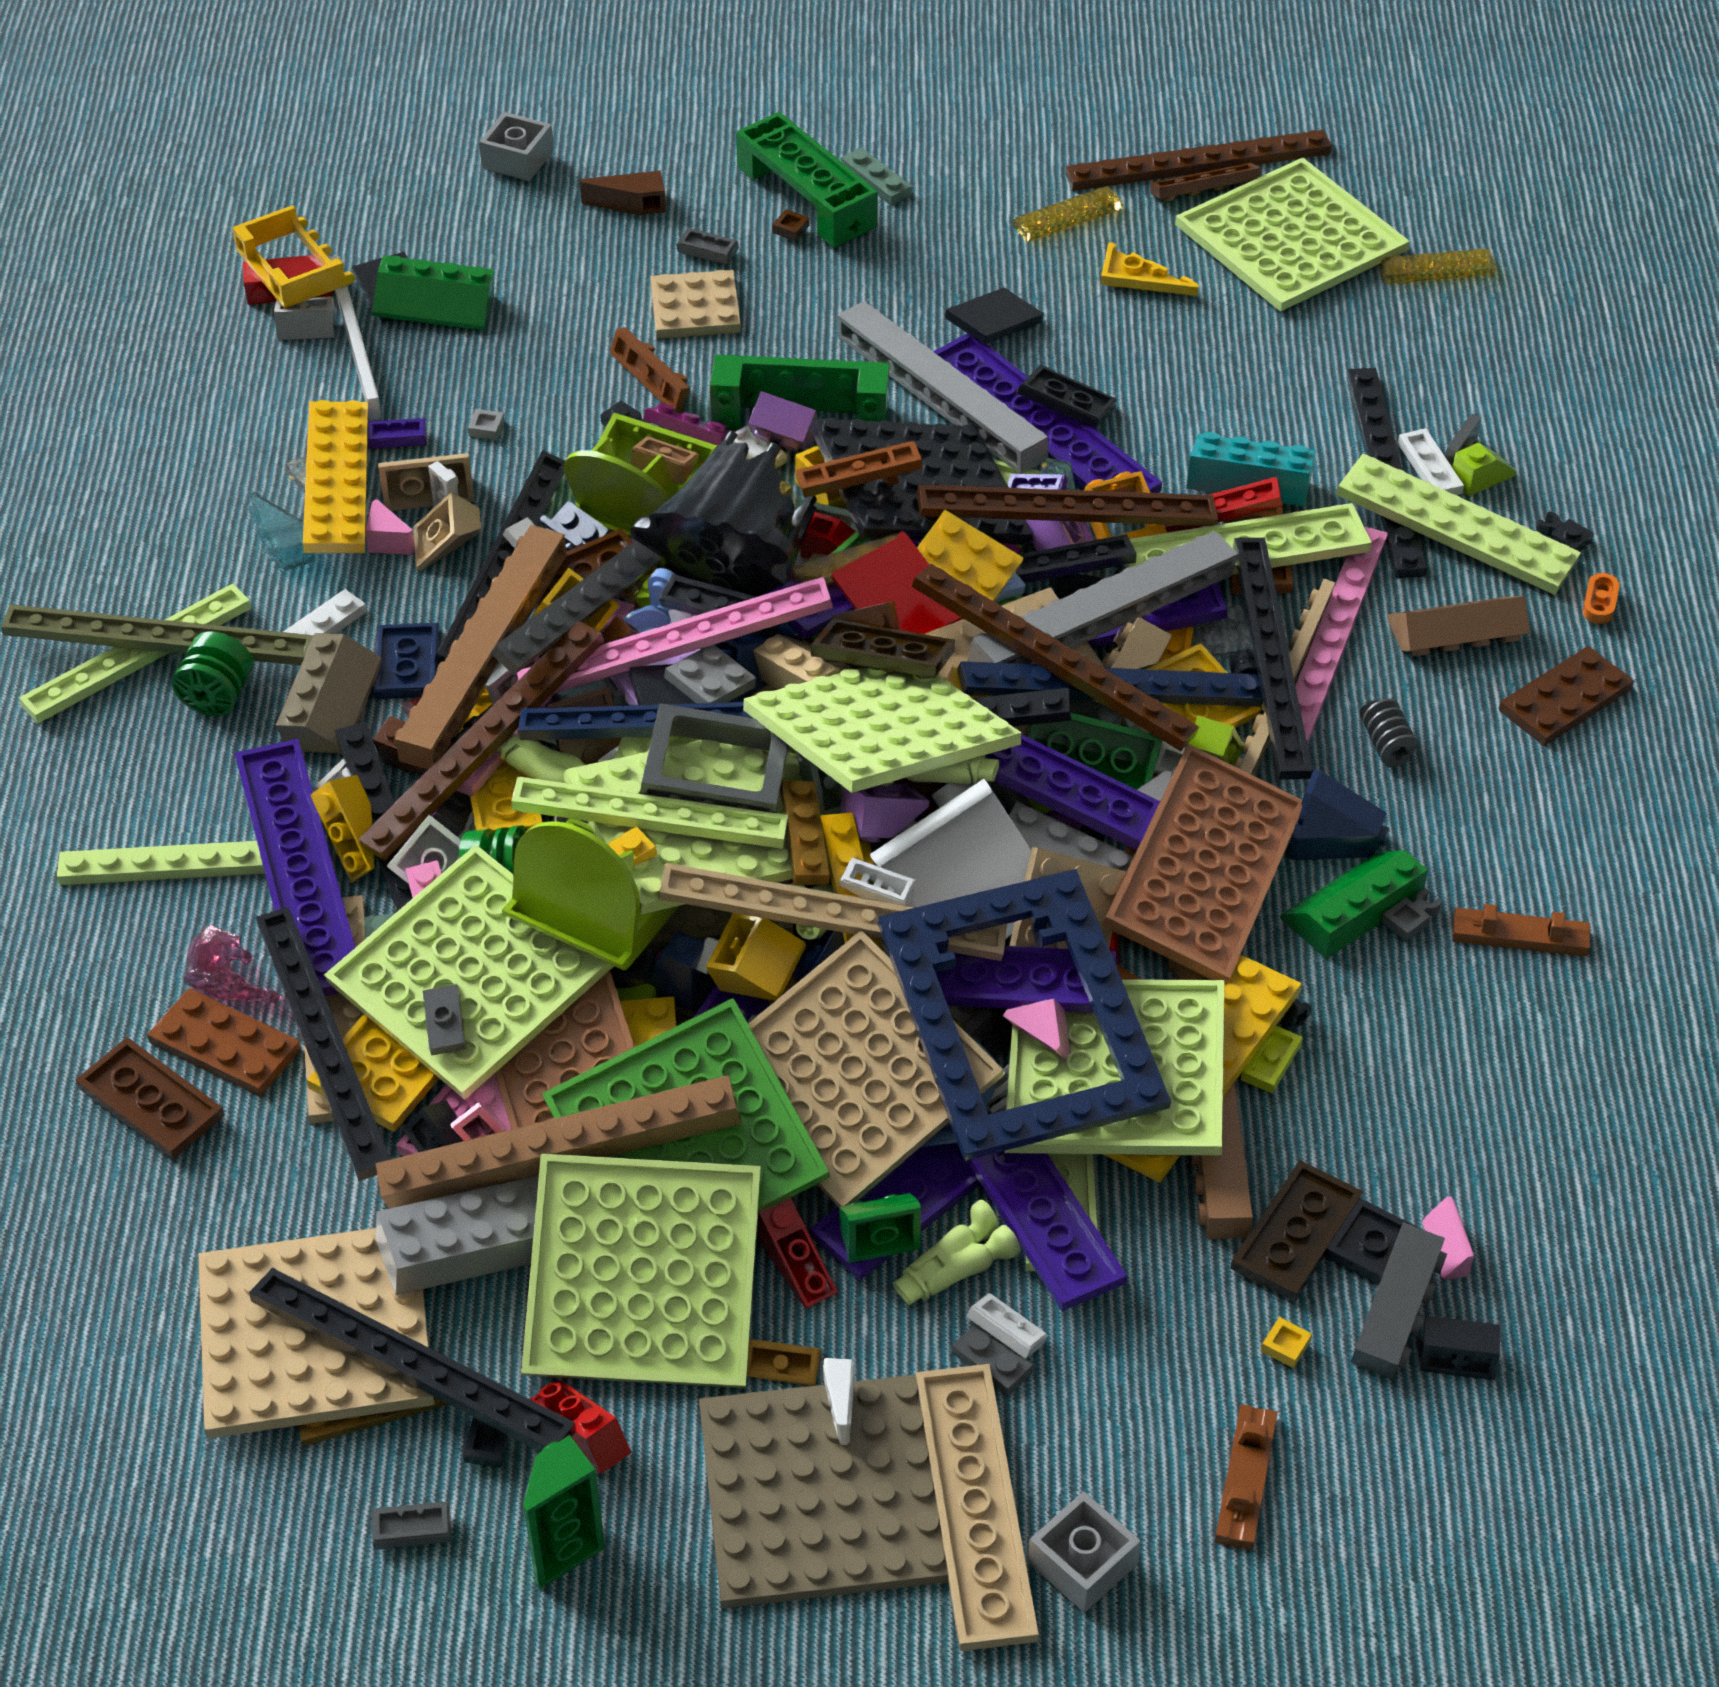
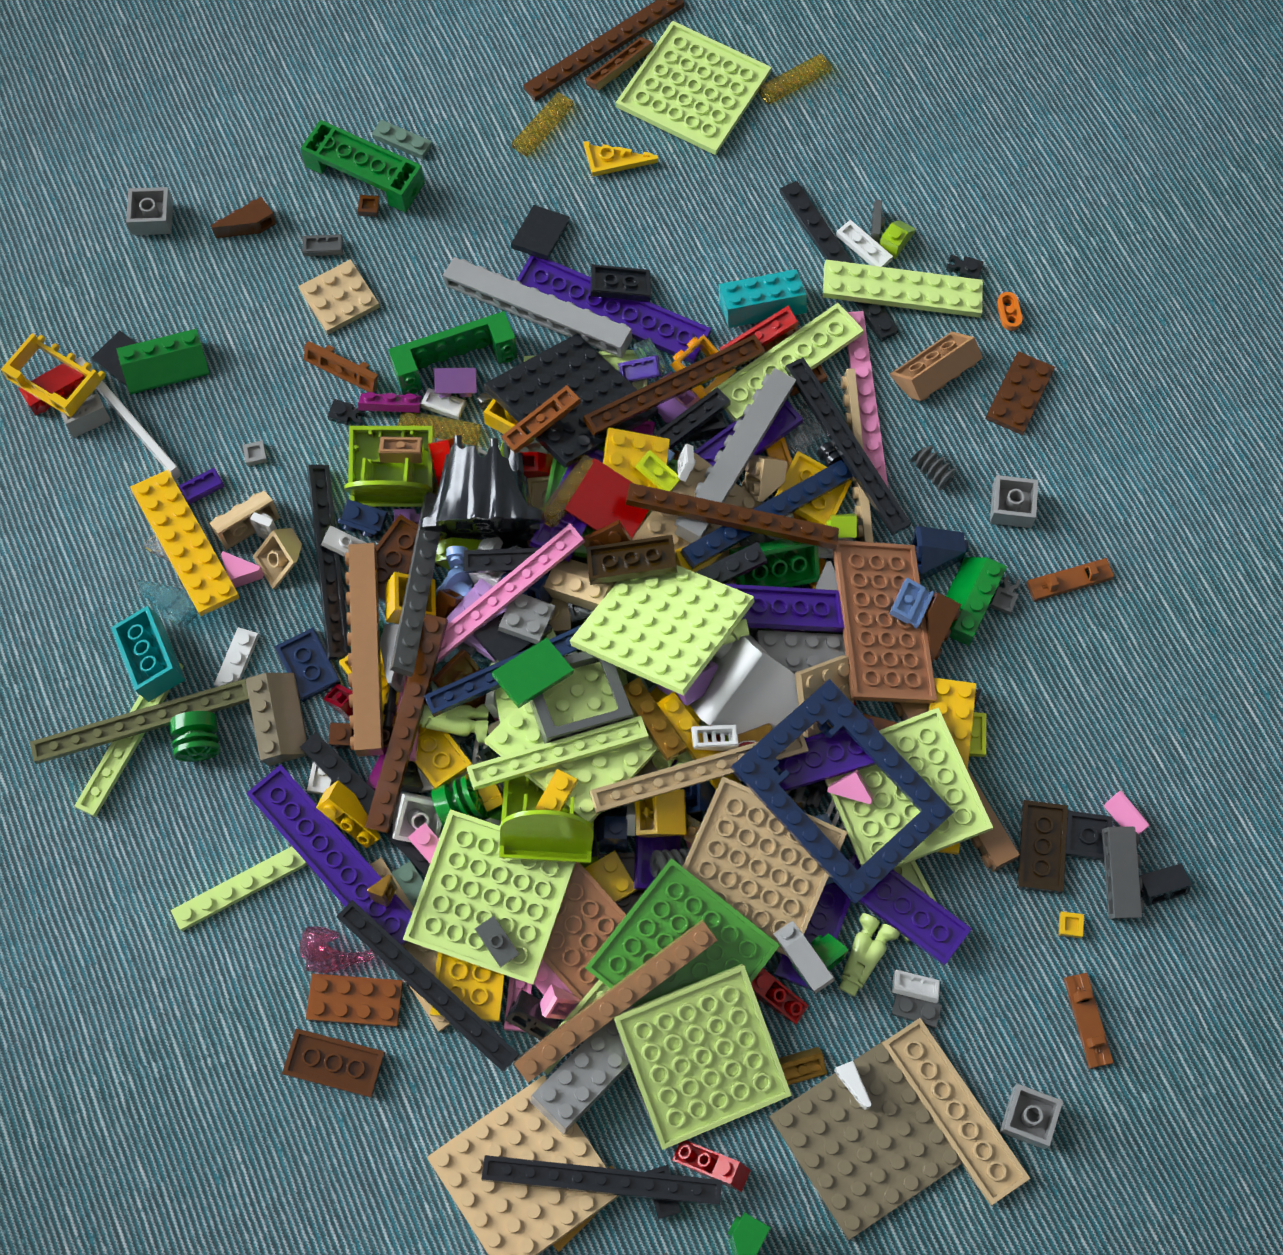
camera: 25 degrees left, 20 degrees up
(213, 567) = (148, 654): none -> teal brick
(332, 905) = (383, 891): none -> pearl gold slope
(669, 709) = (532, 672): none -> green tile
(850, 1186) = (803, 957): none -> light grey slope
(982, 576) = (657, 471): none -> neon yellow plate
(1028, 586) = (686, 462): none -> white plate
(1257, 852) = (911, 602): none -> medium blue plate
(1290, 888) = (938, 619): none -> reddish brown slope
(1483, 805) = (1014, 501): none -> light grey brick

